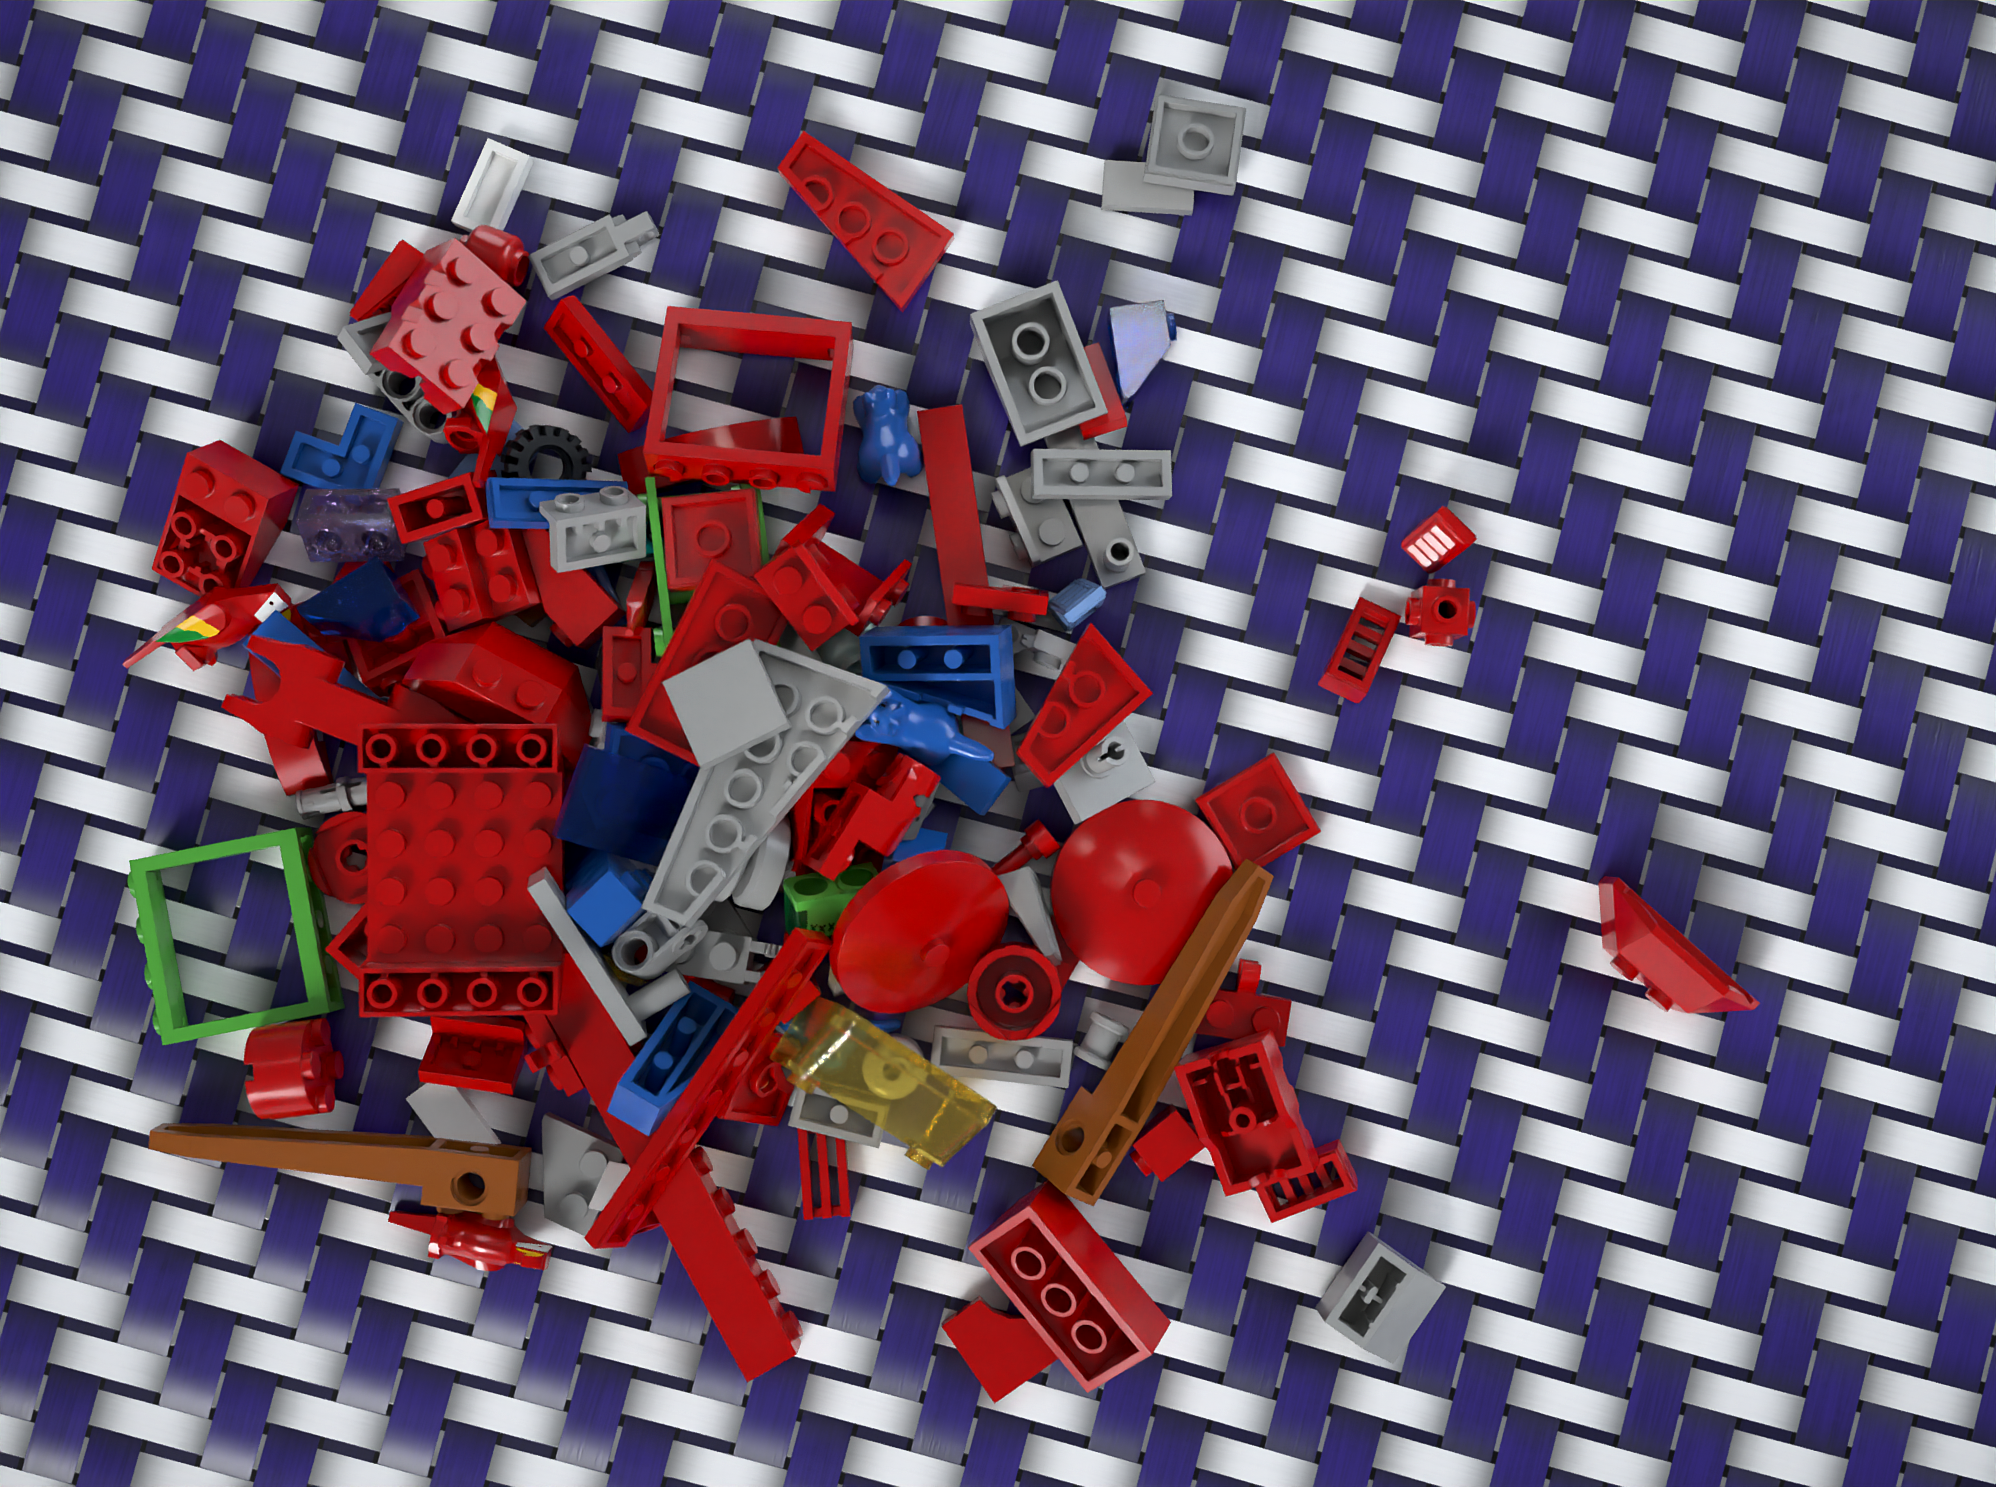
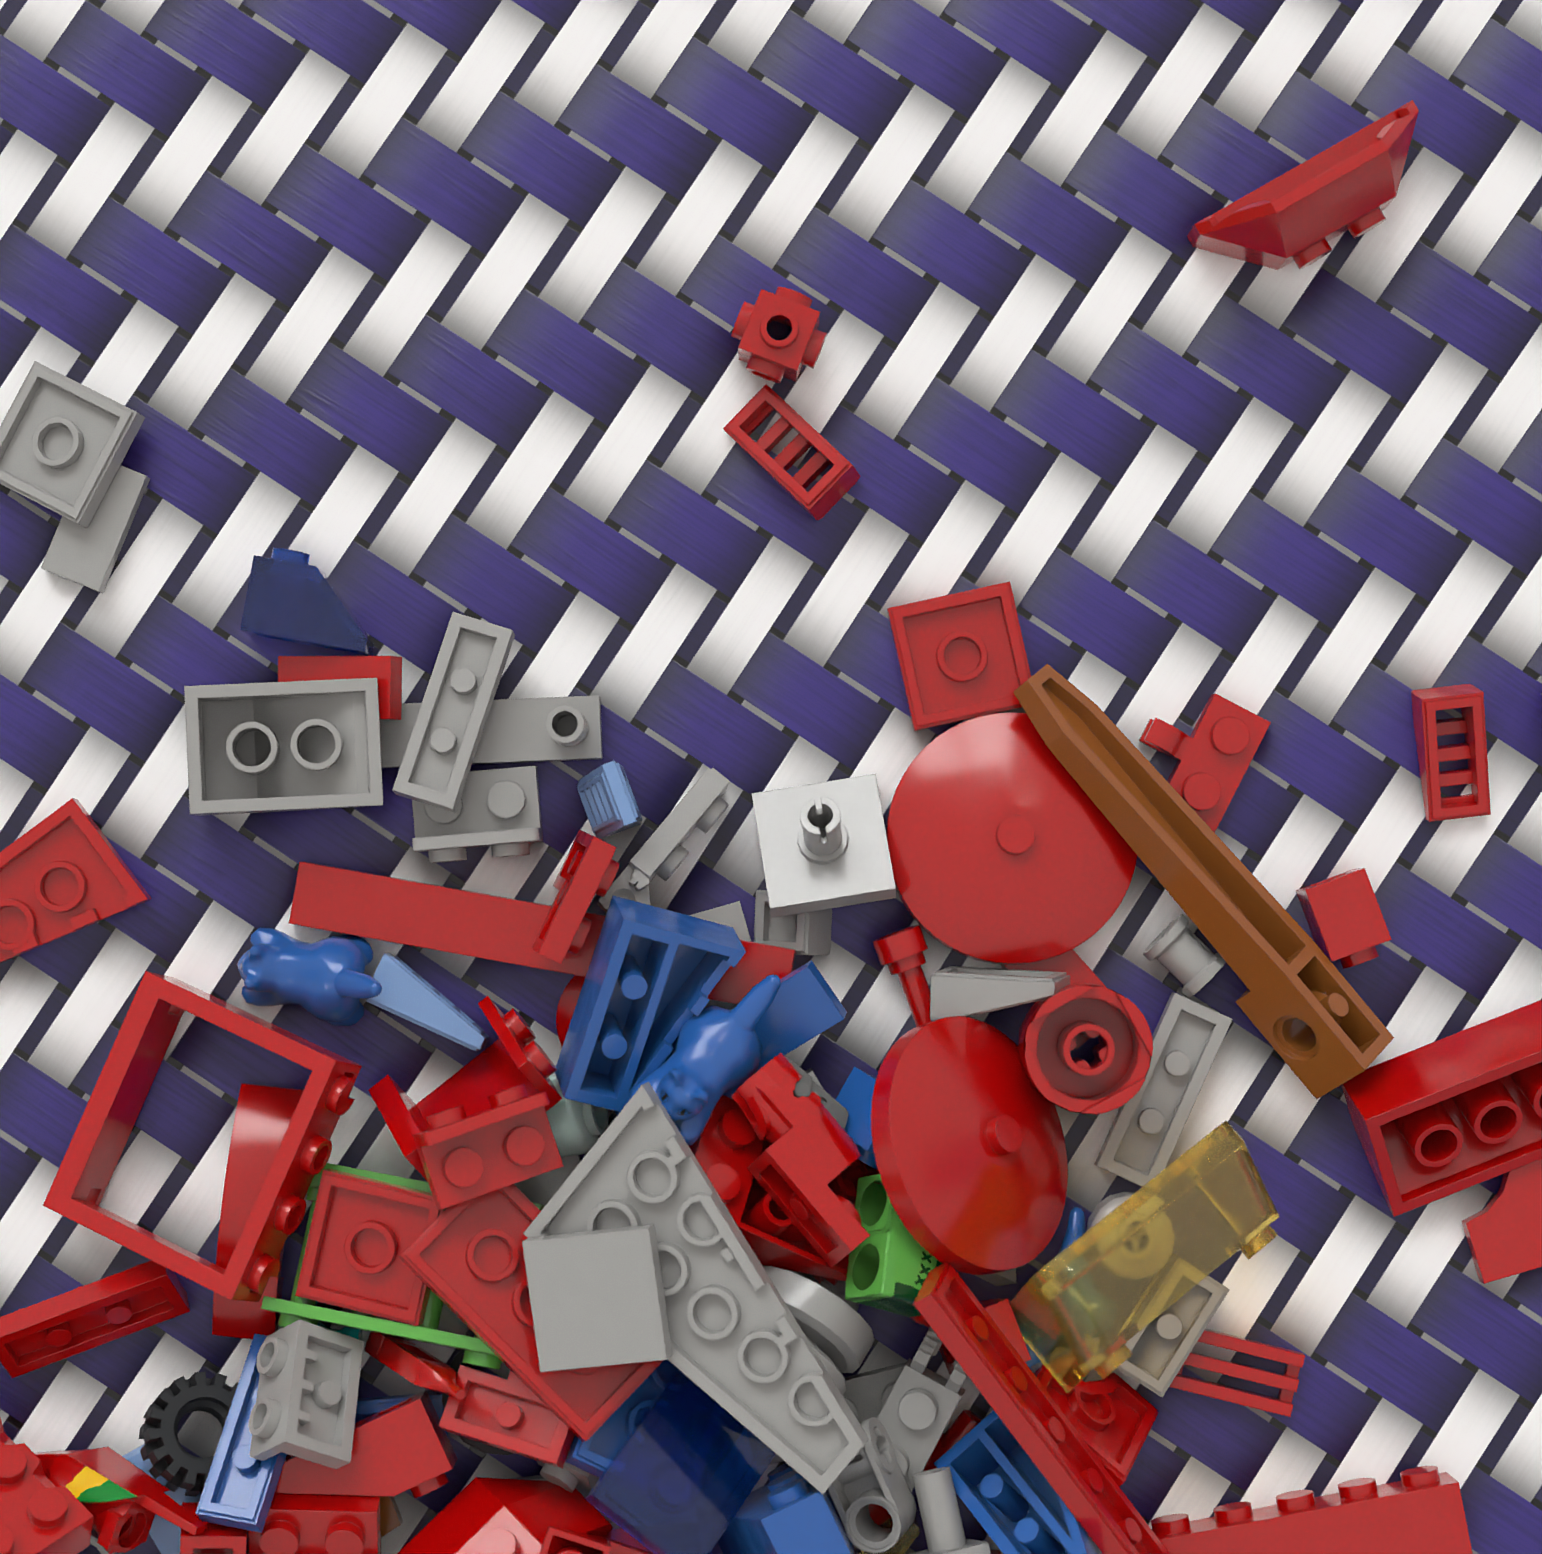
camera: 70 degrees left, 0 degrees up
(892, 517) = (419, 1002): none -> medium blue slope
(1082, 707) = (750, 840): red wing -> none
(1246, 1112) = (1337, 800): red piece -> none
(1437, 540) = (684, 307): red slope -> none

